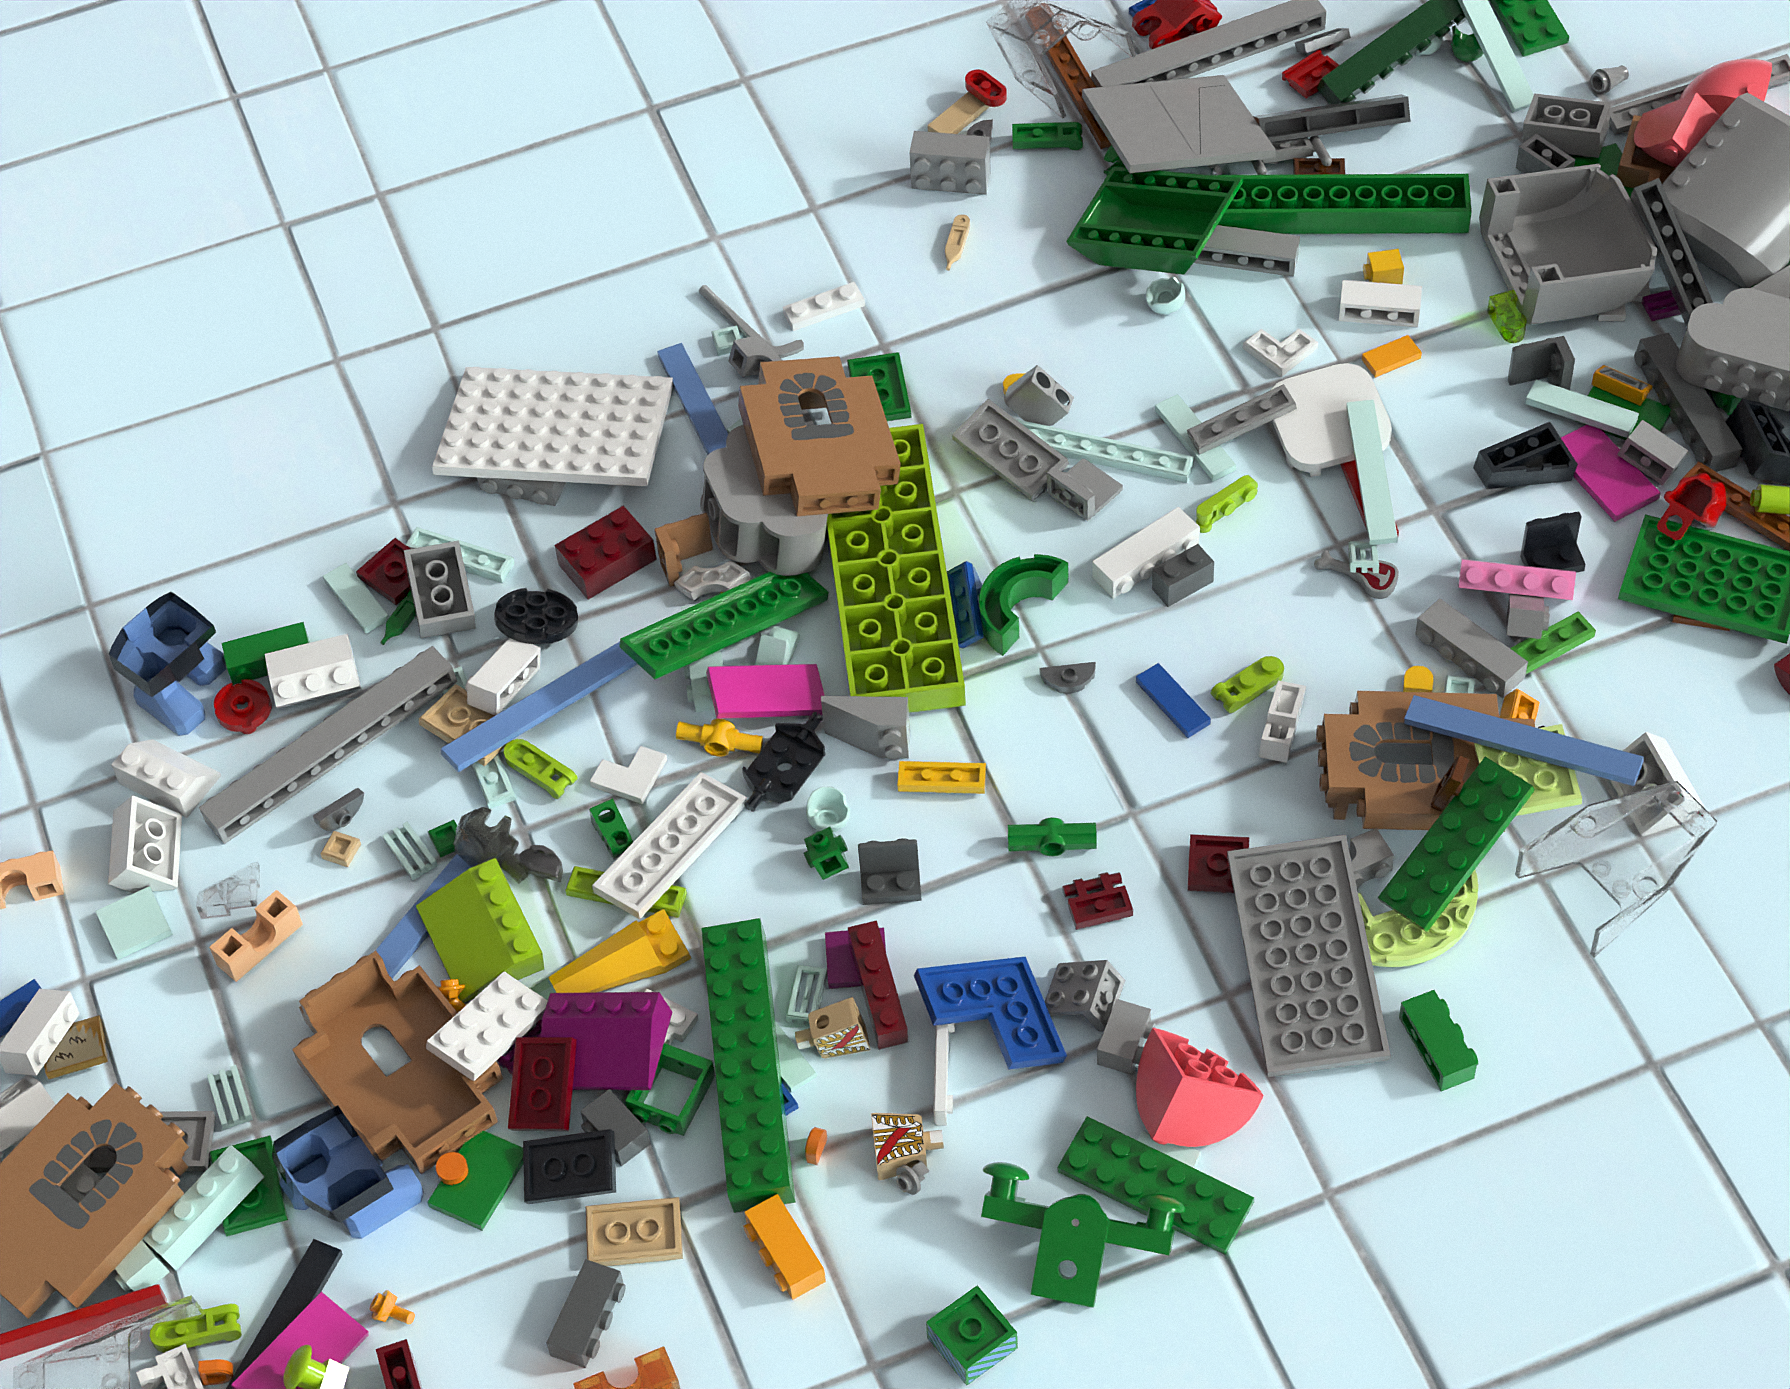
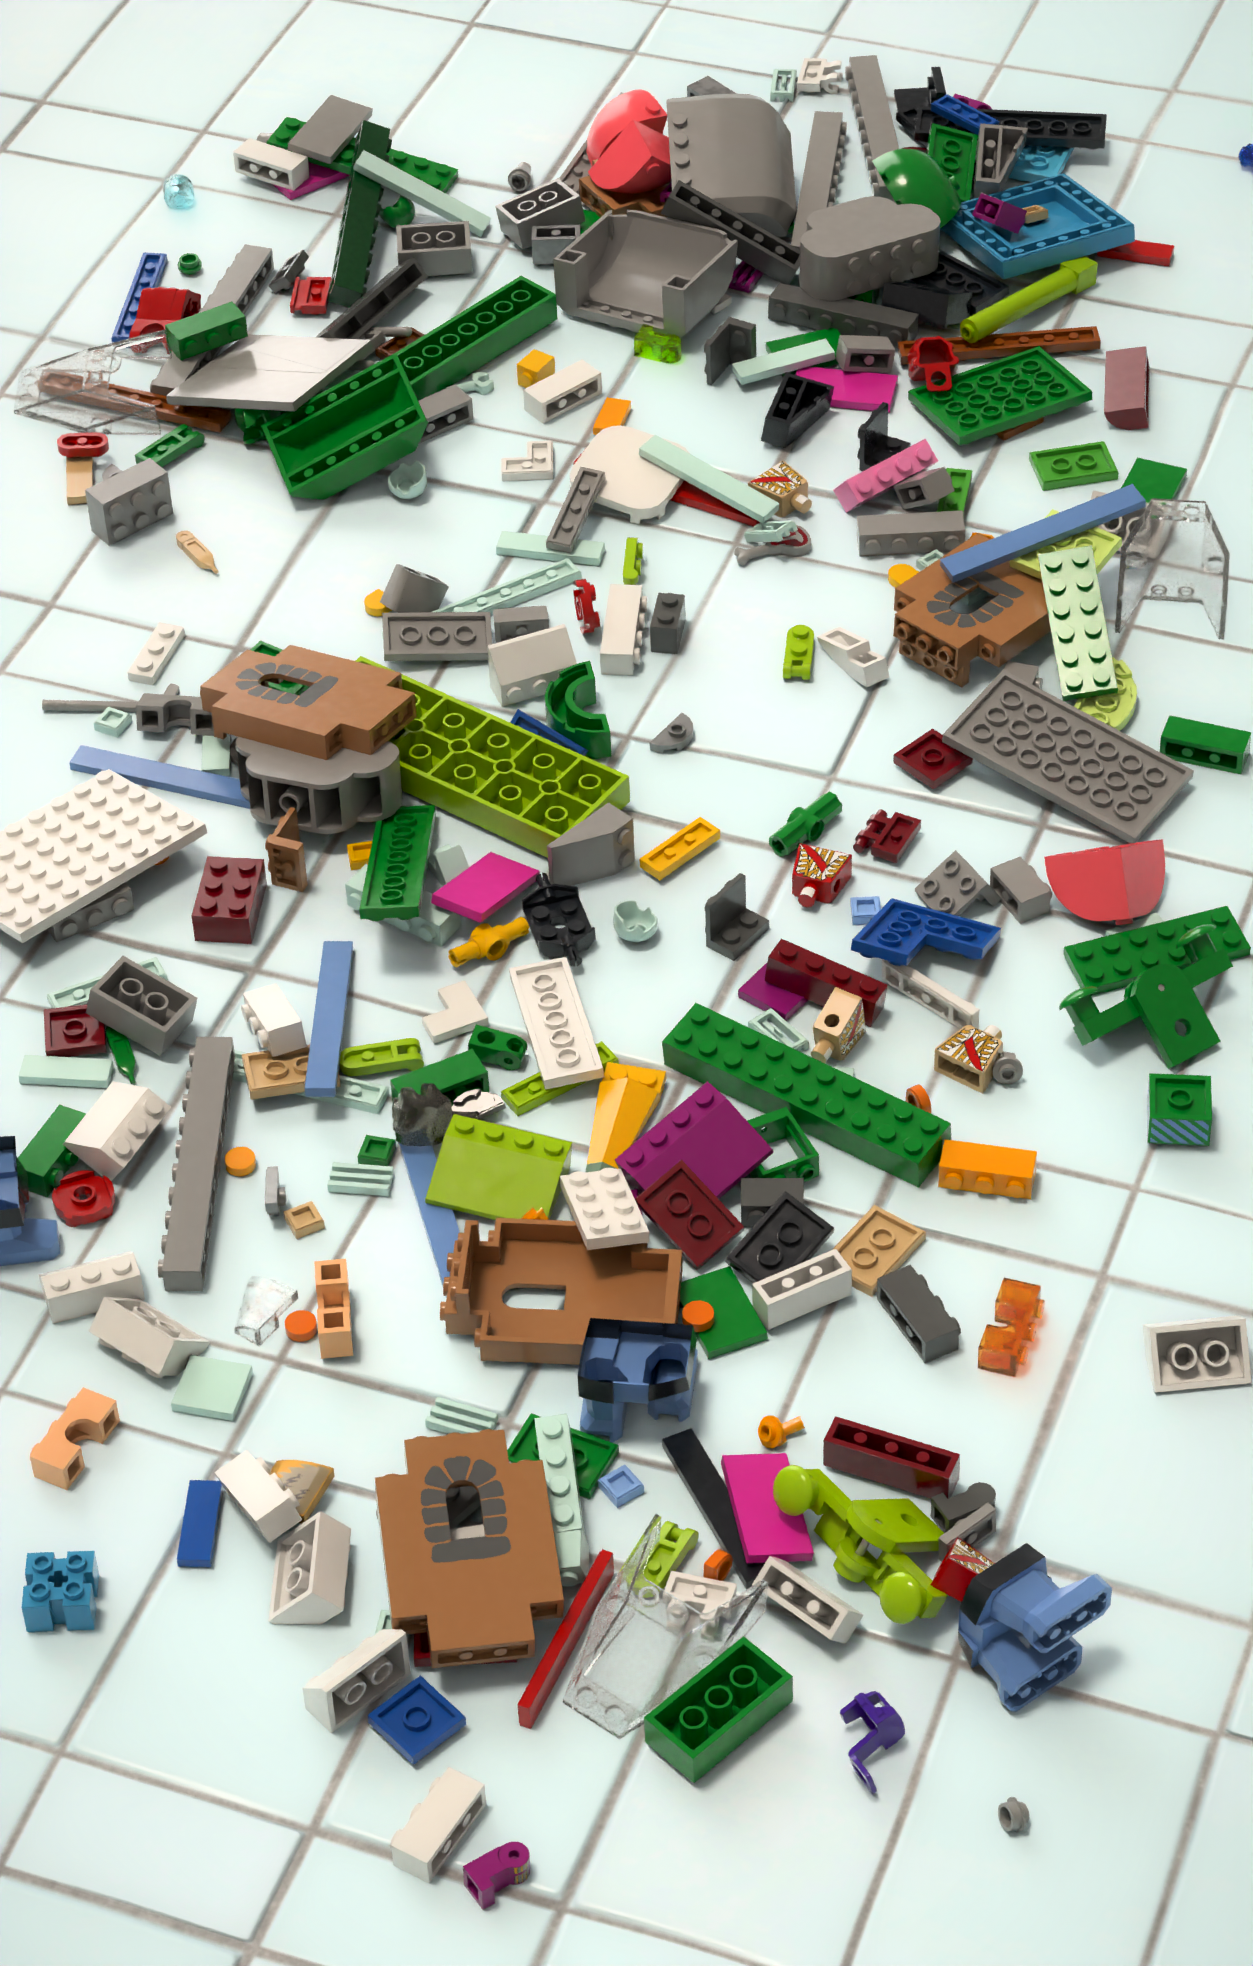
camera: 50 degrees left, 10 degrees down
(238, 922) = (301, 1325): none -> orange tile
(251, 1247) = (621, 1486): none -> light blue tile
(361, 766) = (240, 1161): none -> light orange tile
(534, 1216) = (802, 1289): none -> white brick
(536, 616) = (237, 972): black tile -> none
(543, 824) = (451, 1076): none -> green brick
(707, 580) = (343, 852): white tile -> none
(826, 853) = (674, 942): green brick -> none
(1001, 889) = (819, 874): none -> torso
(1001, 946) = (864, 909): none -> light blue tile
(1031, 528) = (528, 663): none -> white slope
(1135, 512) = (584, 607): none -> red plate
(1173, 700) = (763, 698): blue tile -> none
(1177, 52) = (206, 330): none -> green brick
(1332, 247) = (479, 383): none -> light aqua bar
(1422, 525) = (785, 487): none -> torso
(1448, 99) = (436, 247): none -> light grey brick
(1450, 783) = (1037, 584): reddish brown plate -> none
(1621, 385) = (788, 334): light orange slope -> none
(1693, 693) = (1073, 465): none -> bright green tile
(1728, 766) = (1155, 479): none -> green tile

